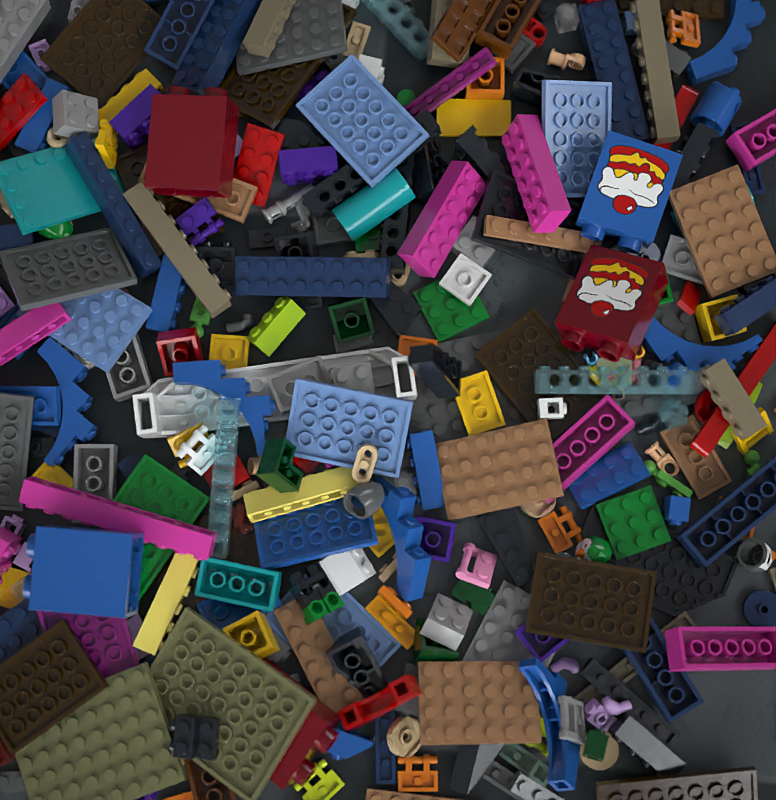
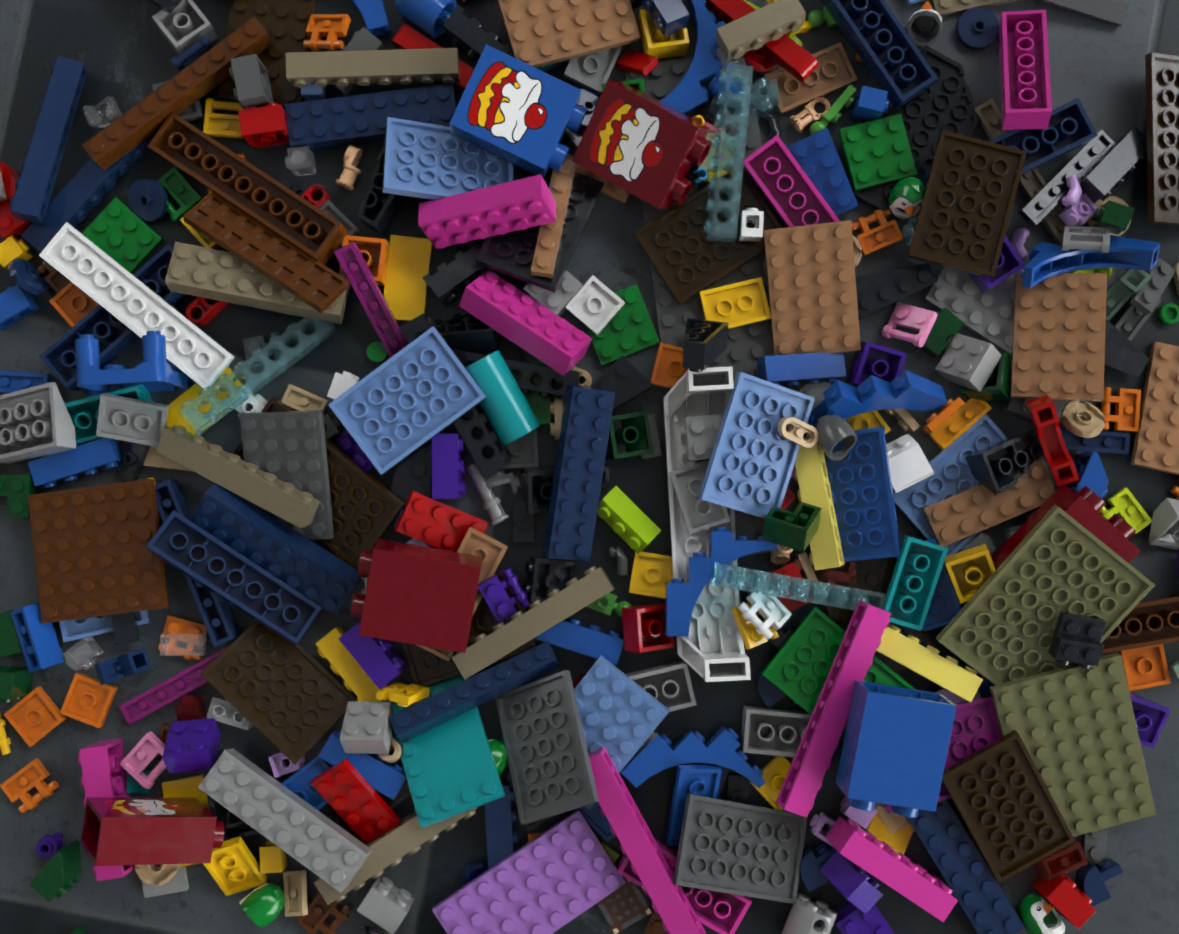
camera: 80 degrees left, 5 degrees up
(315, 595) = (930, 500): black hips -> none

